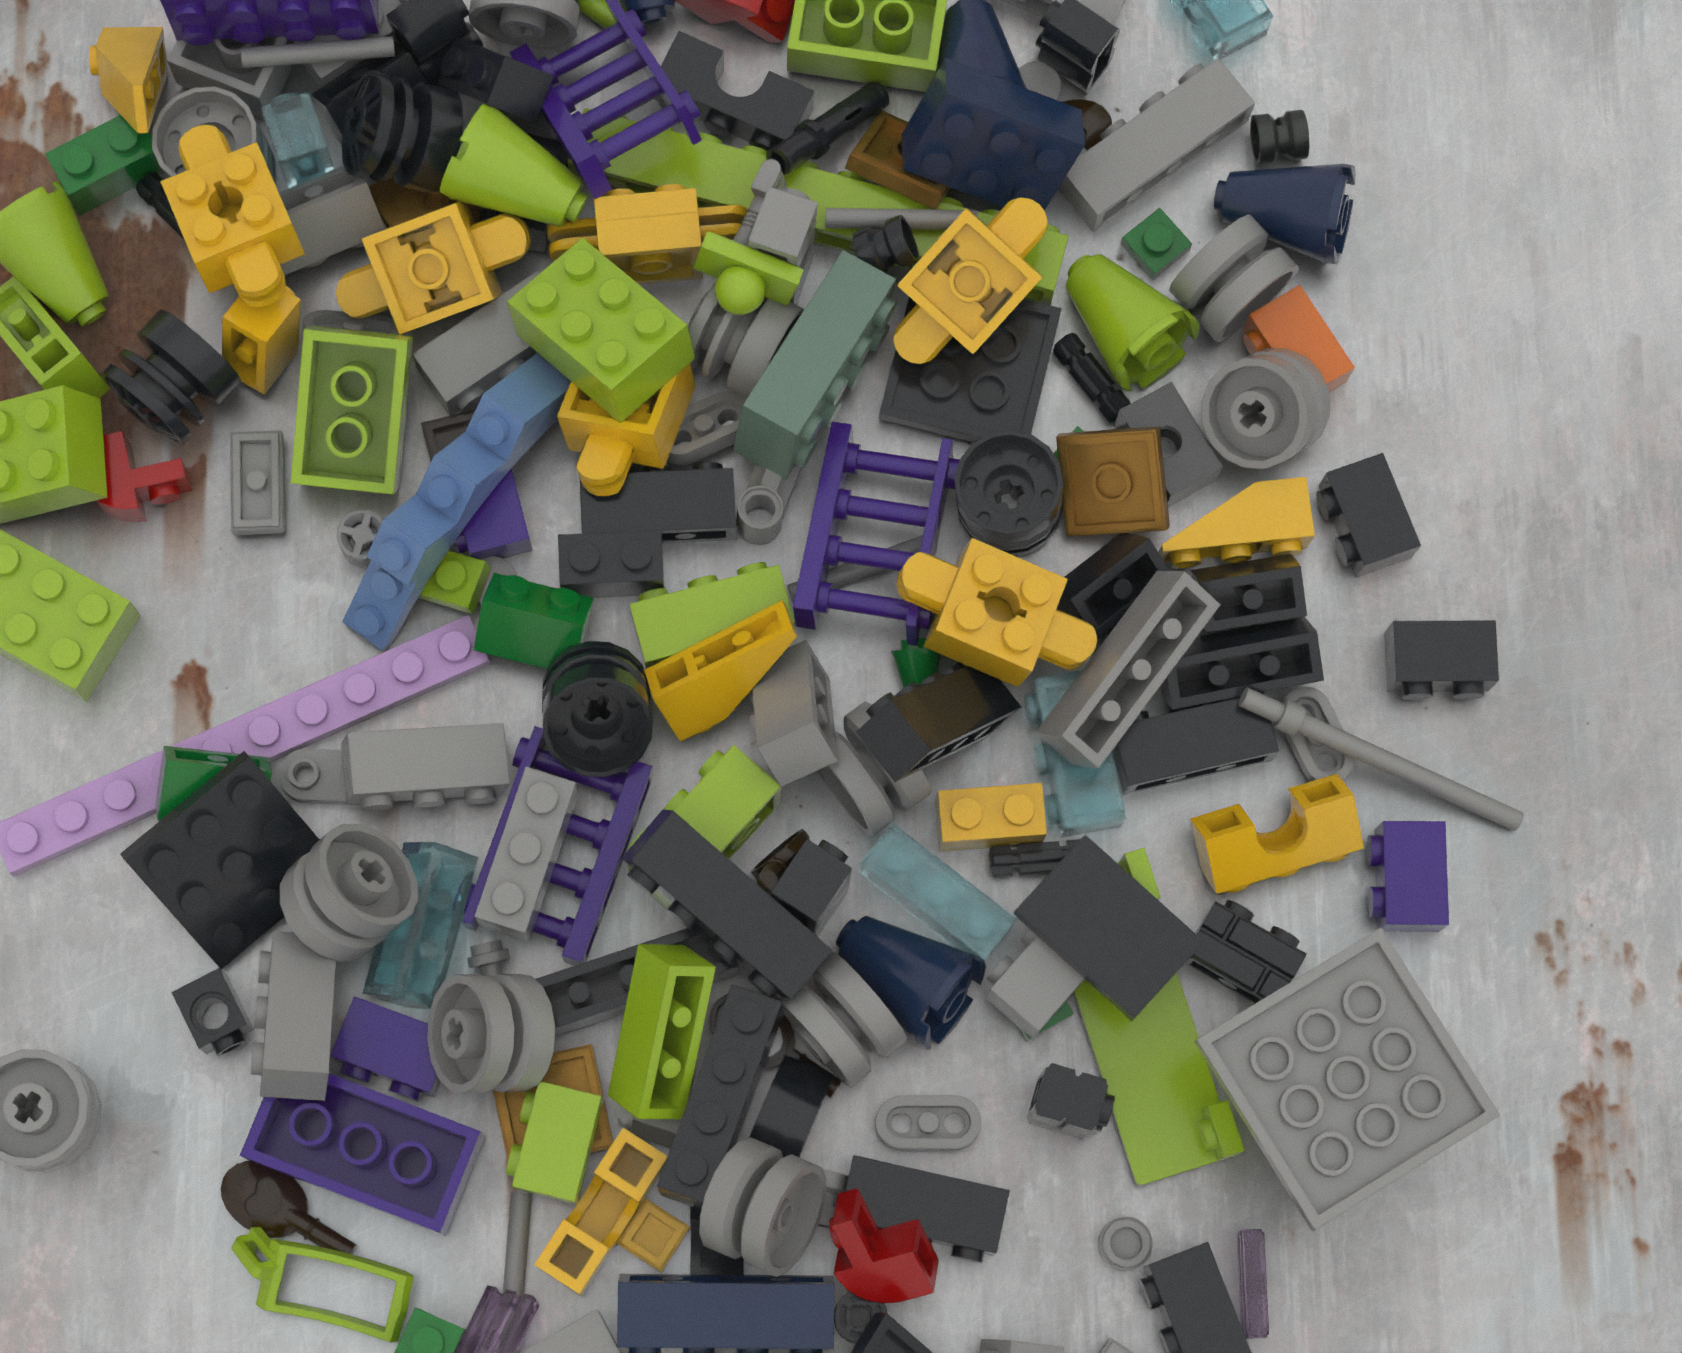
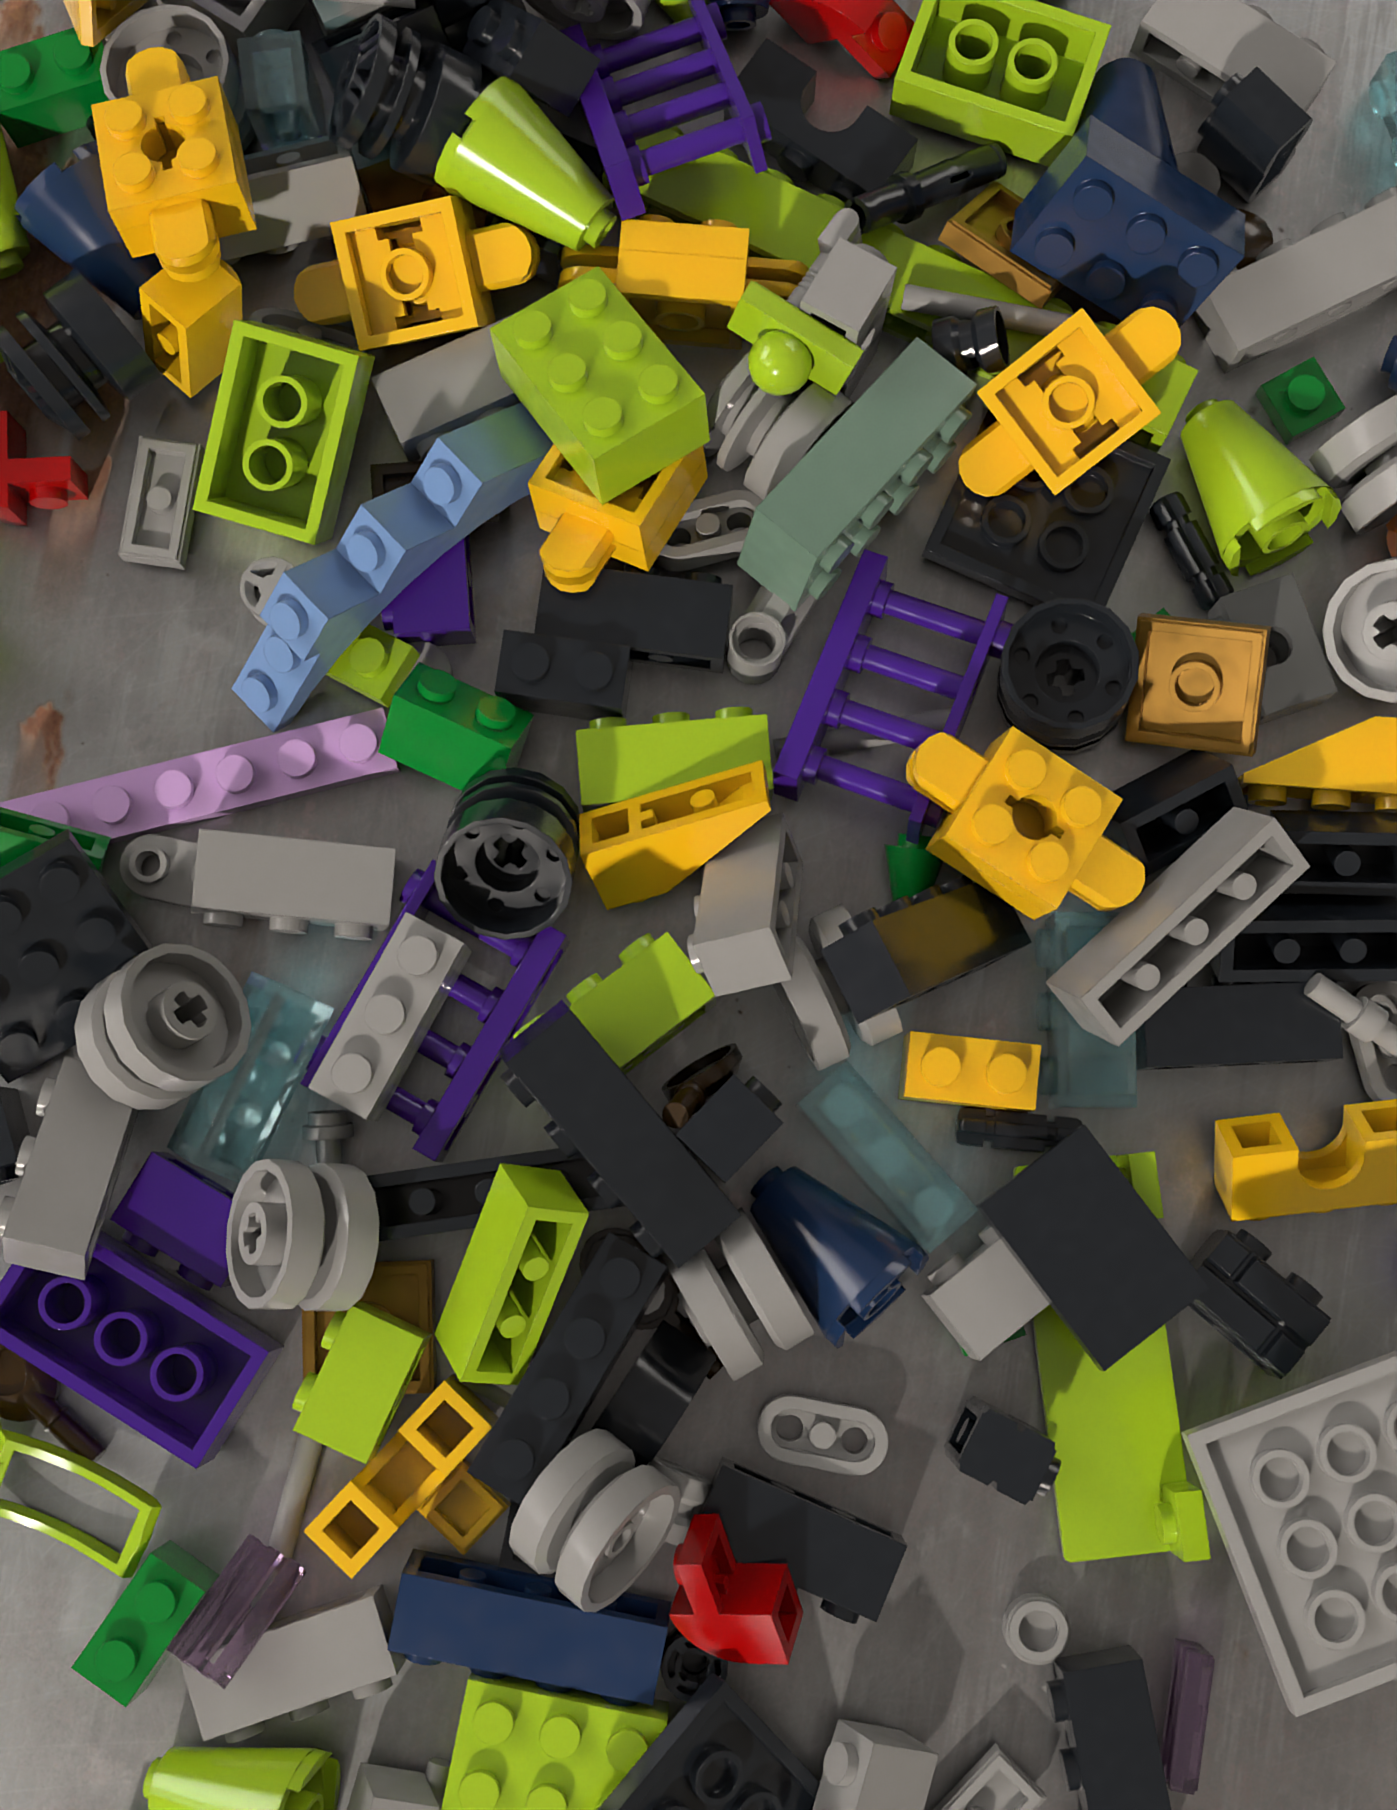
camera: 20 degrees right, 5 degrees up
(160, 273) = (73, 221): none -> dark blue cone

